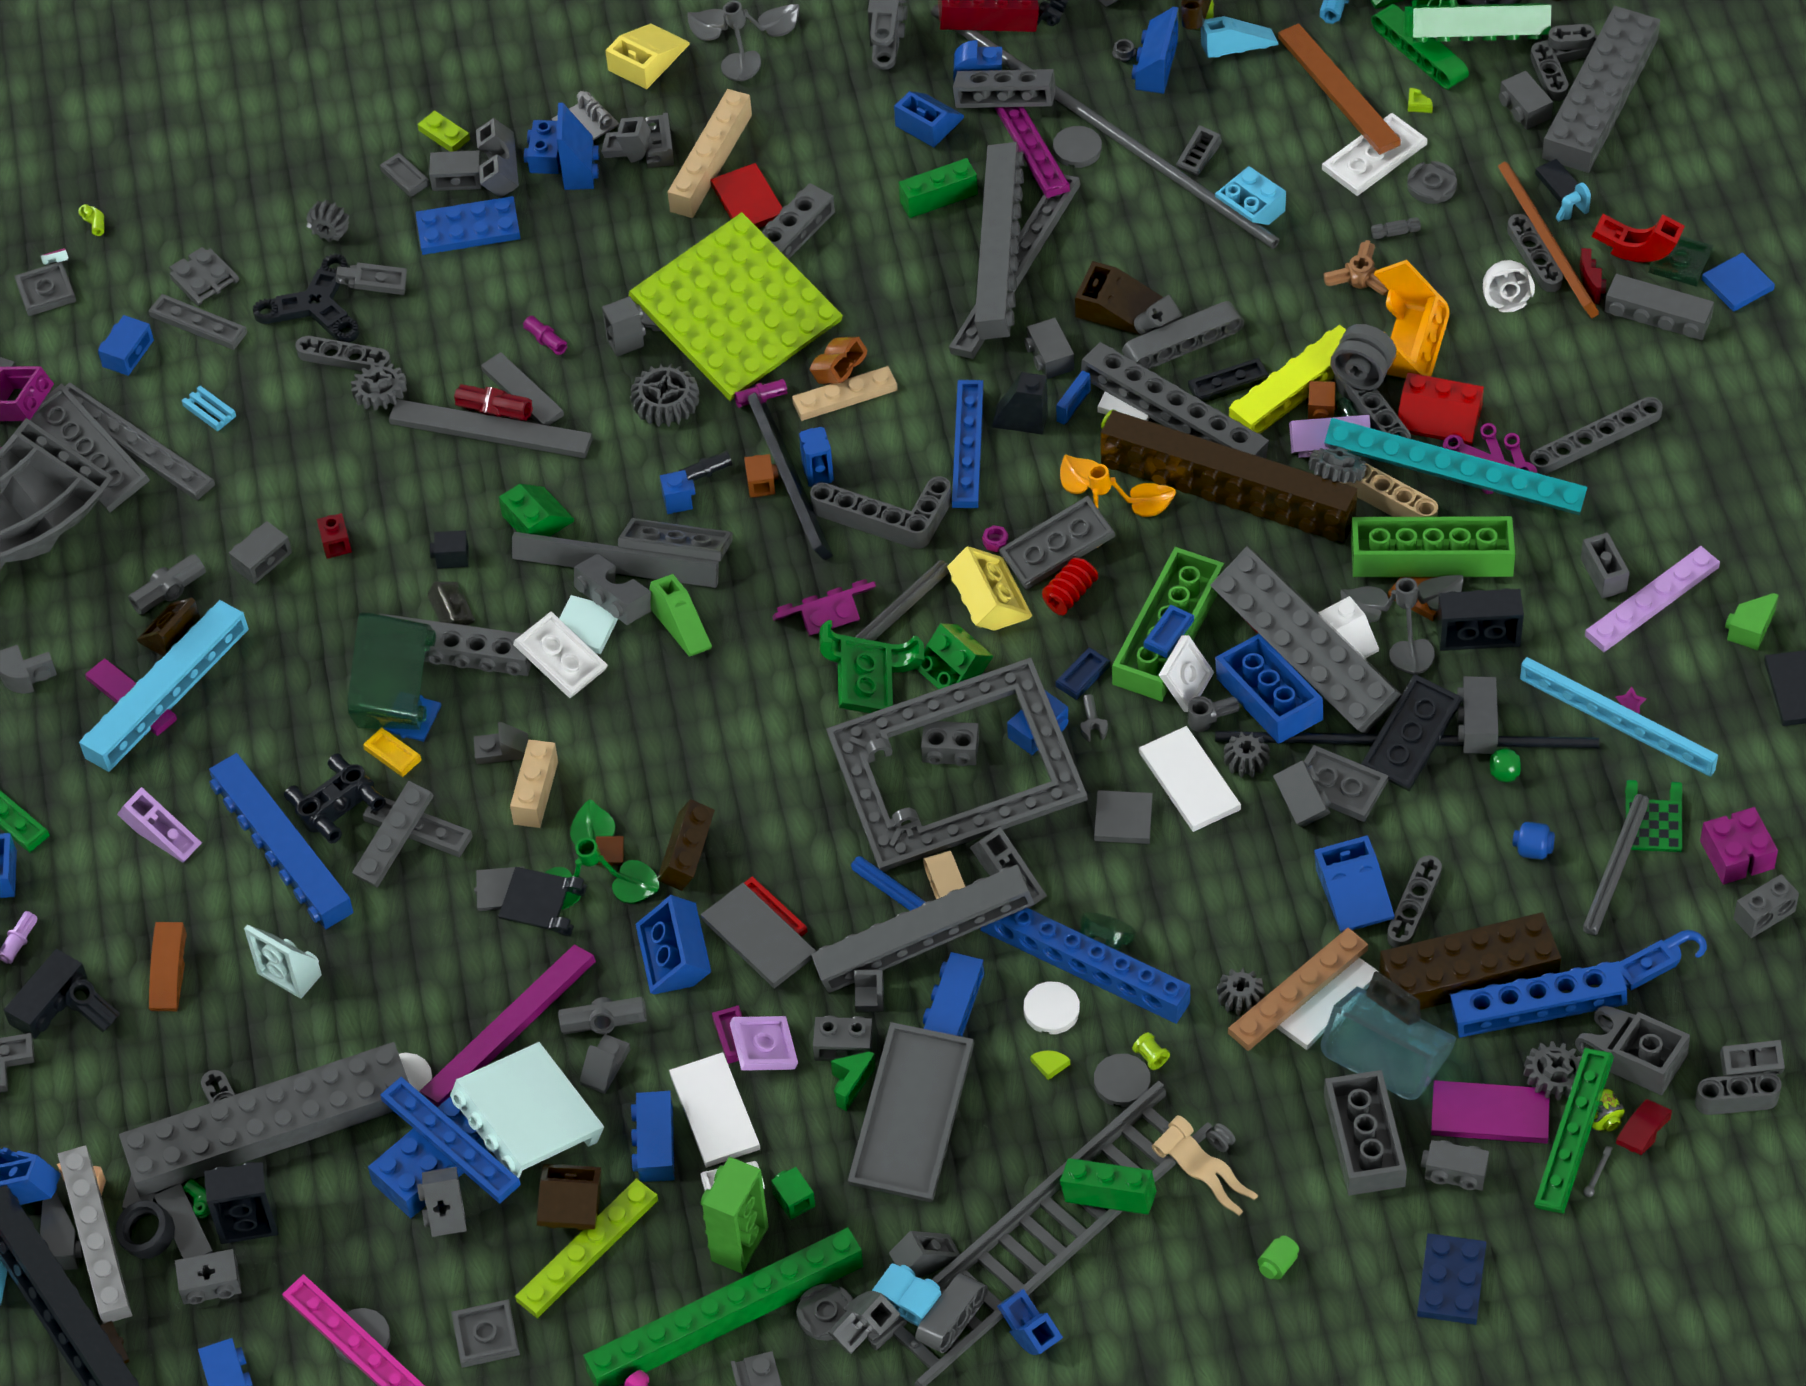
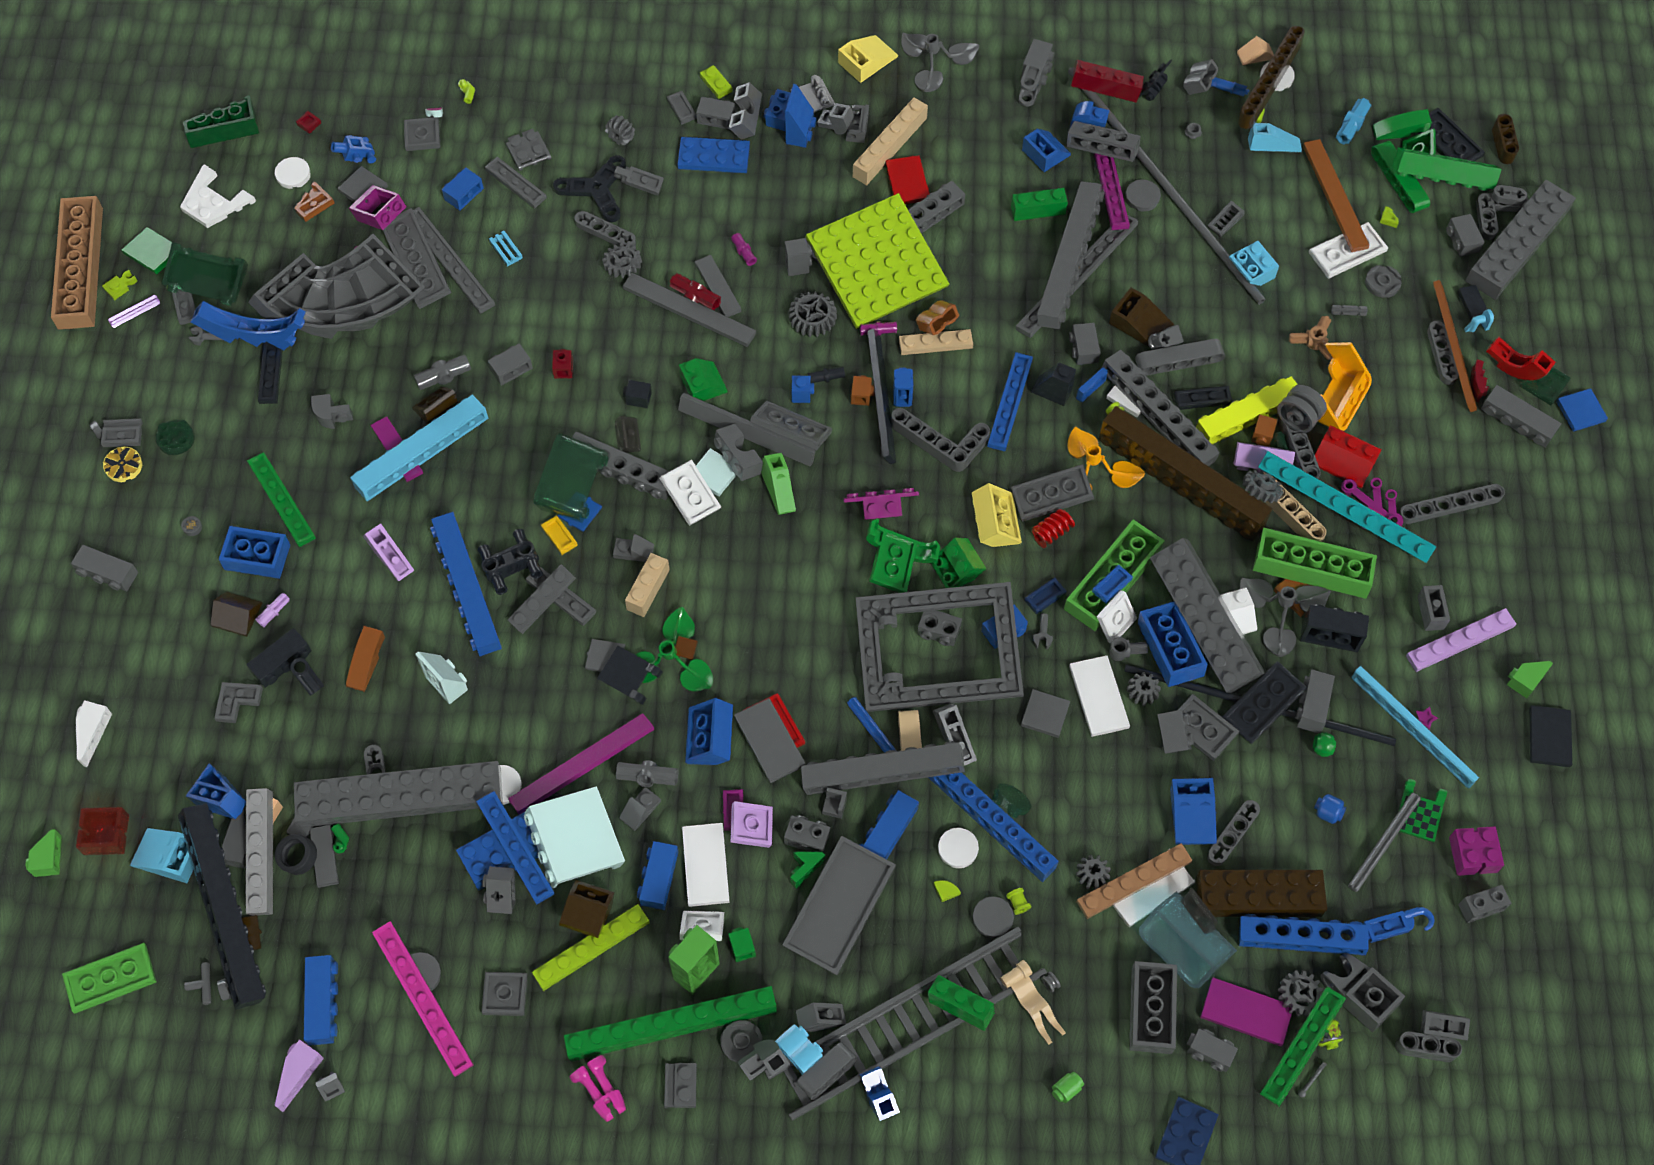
camera: 10 degrees right, 10 degrees up
(208, 1277) = (320, 895): dark grey brick -> none
(241, 1202) = (362, 855): black brick -> none
(686, 845) = (737, 659): dark brown brick -> none
(904, 601) = (934, 511): dark grey axle -> none
(995, 538) = (1010, 478): magenta tile -> none
(1157, 52) = (1215, 138): blue slope -> none
(1508, 286) = (1417, 374): white cylinder -> none
(1643, 1126) = (1353, 1054): dark red slope -> none

